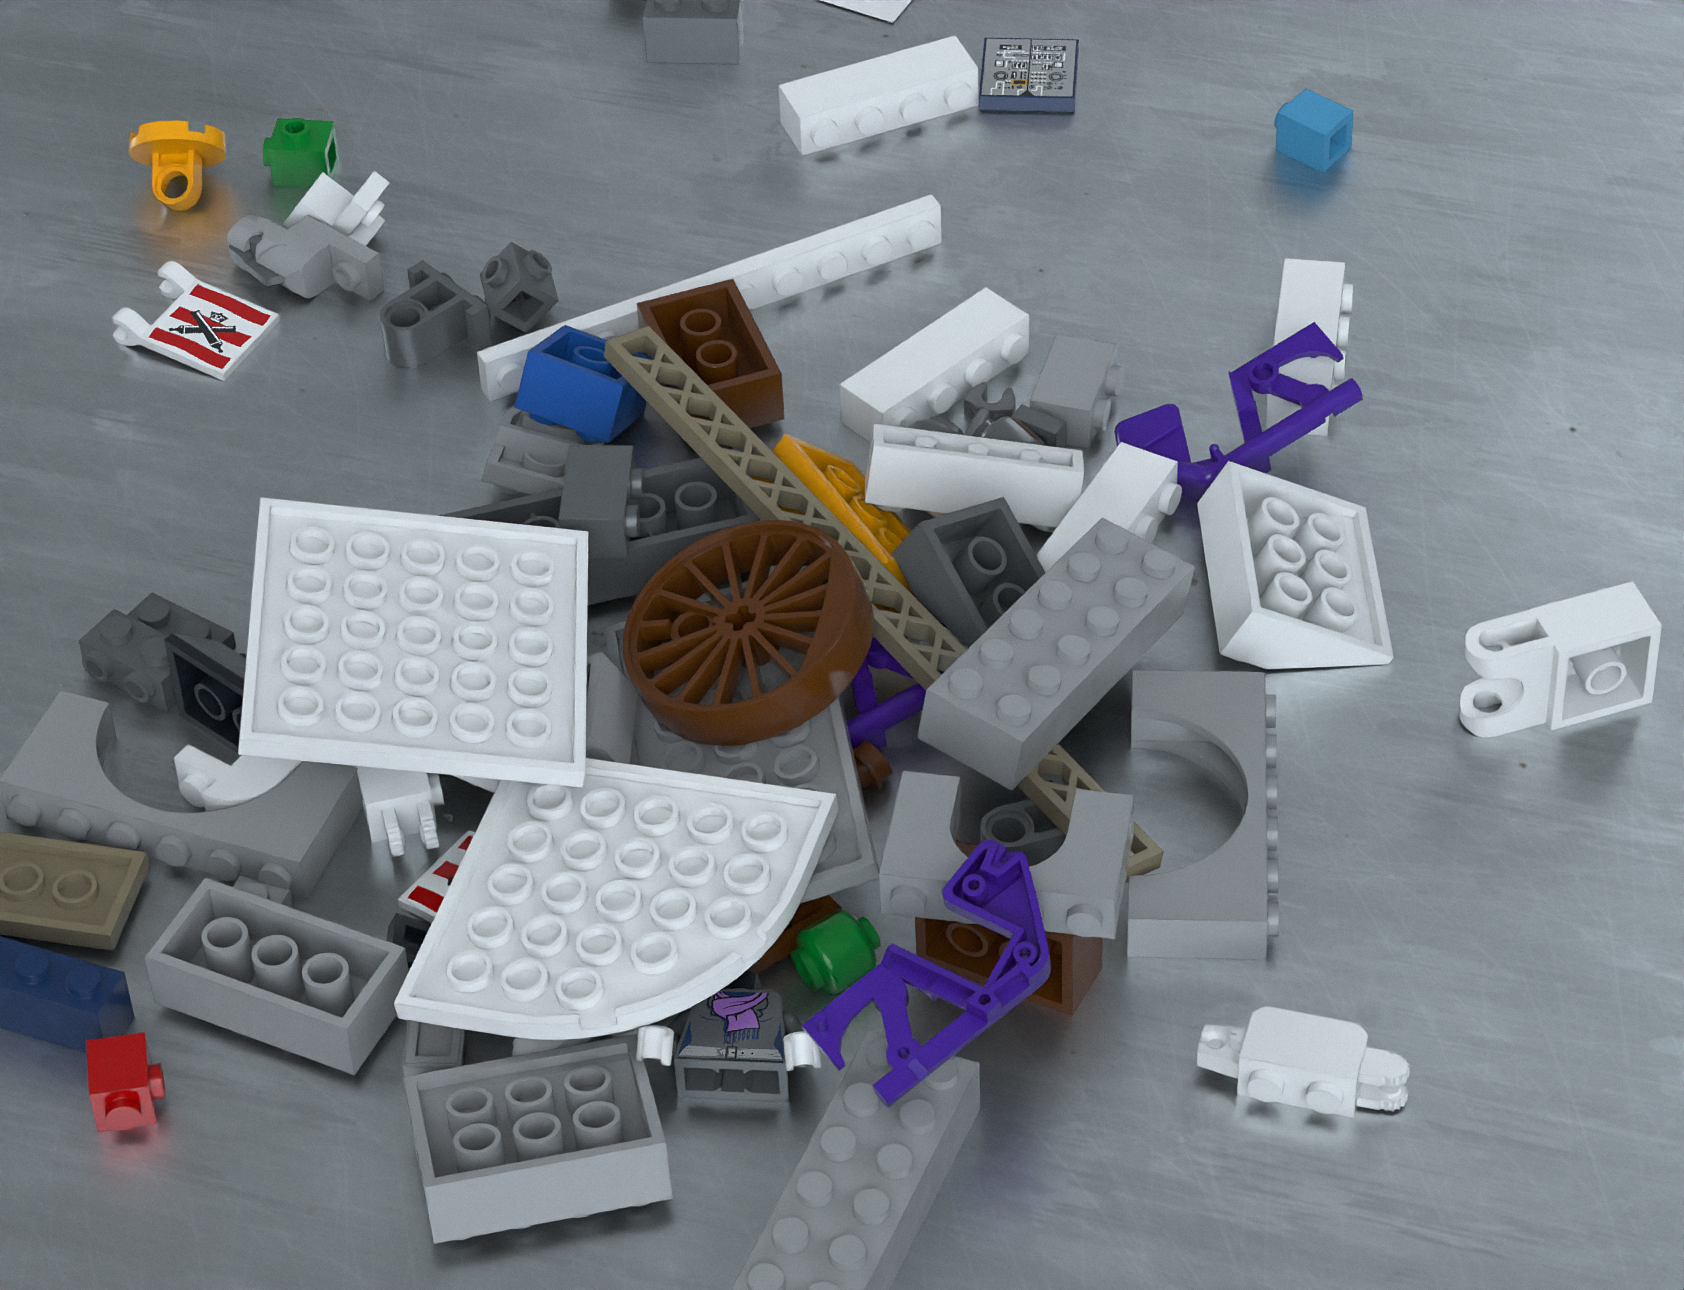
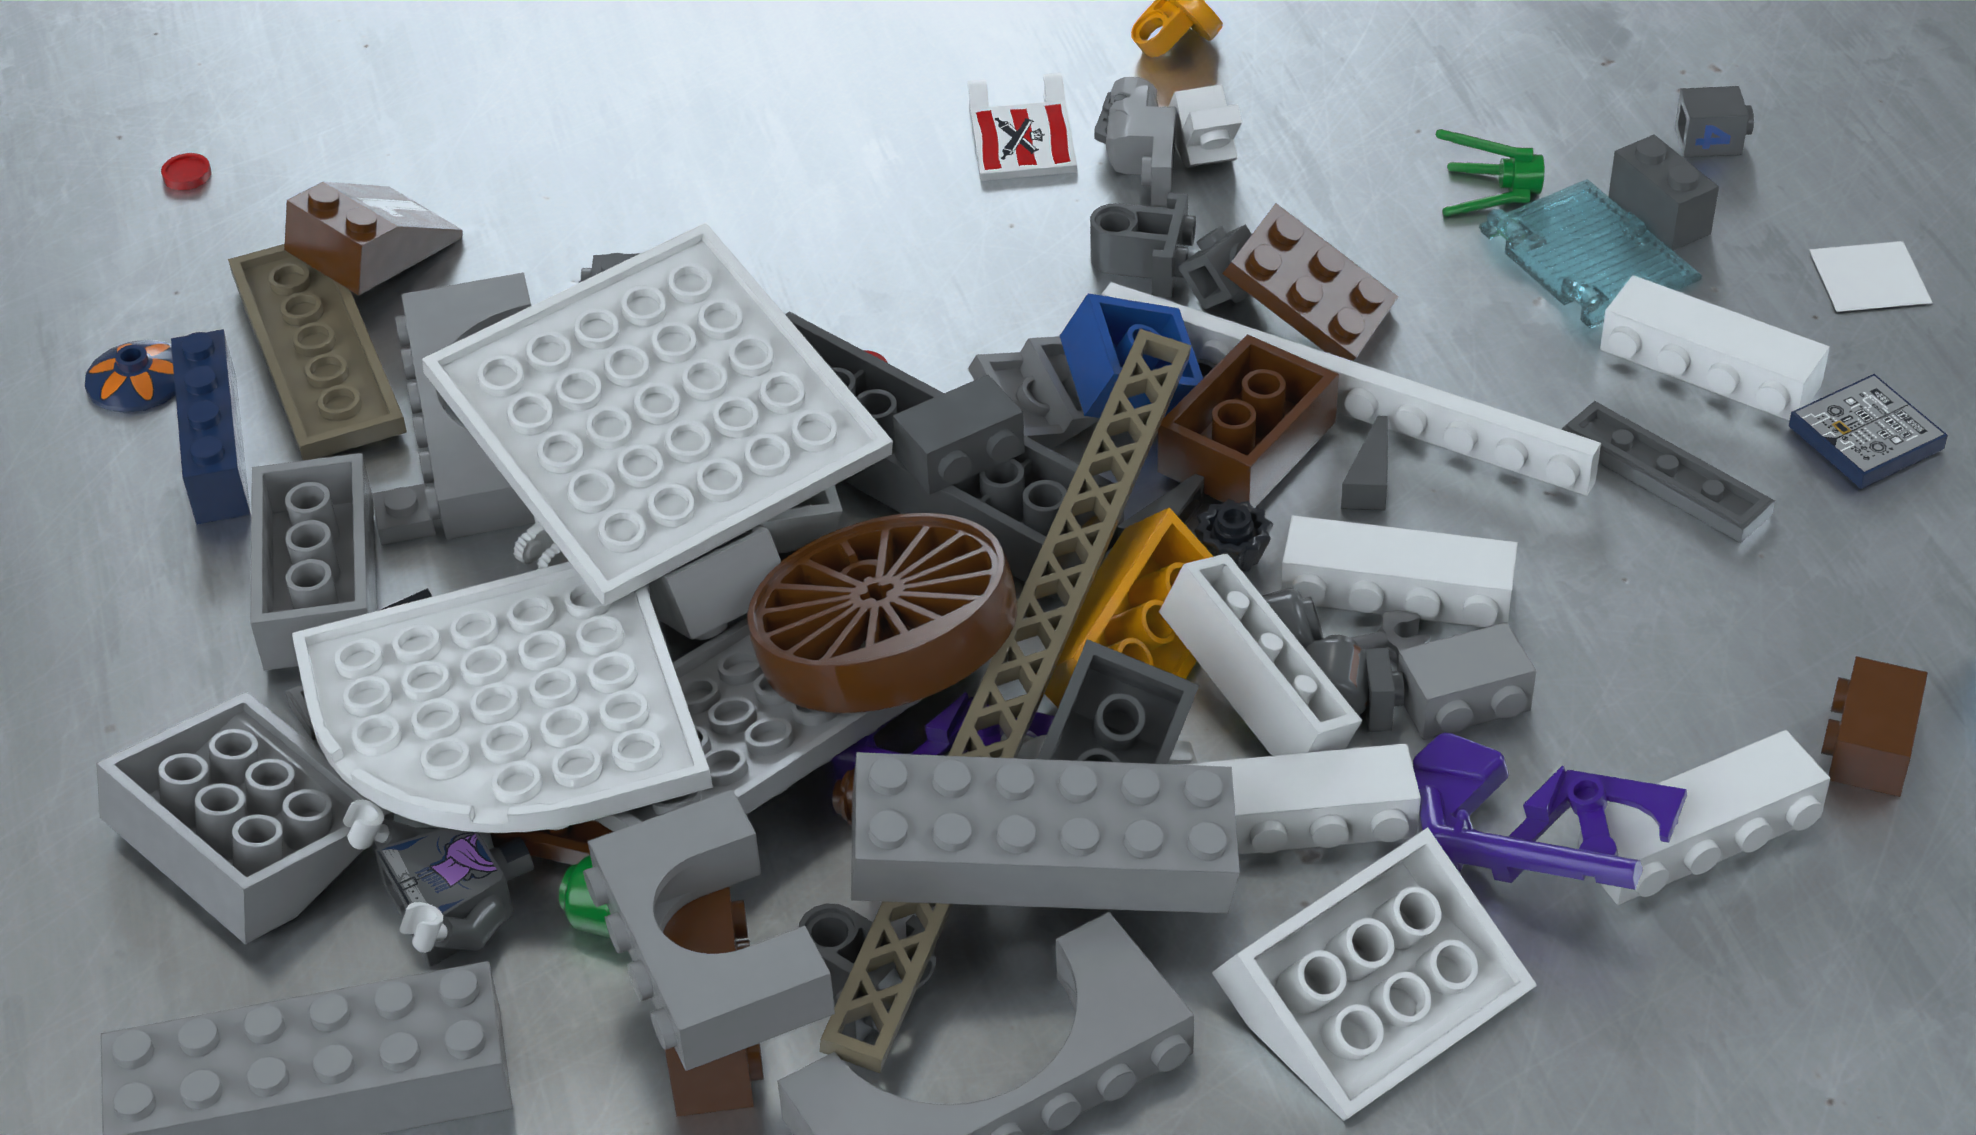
camera: 55 degrees right, 0 degrees up
(123, 1082) = (152, 539): red brick -> none
(301, 152) = (1262, 73): green brick -> none
(581, 86) = (1520, 173): none -> green plant
(596, 249) = (1310, 284): none -> plate
(696, 102) = (1585, 248): none -> clear light blue window
(812, 331) = (1367, 479): none -> dark grey piece
(812, 423) = (1236, 531): none -> black piece
(972, 186) = (1673, 473): none -> dark grey tile
(989, 890) = (609, 939): dark purple piece -> none
(1305, 219) = (1876, 725): none -> reddish brown brick

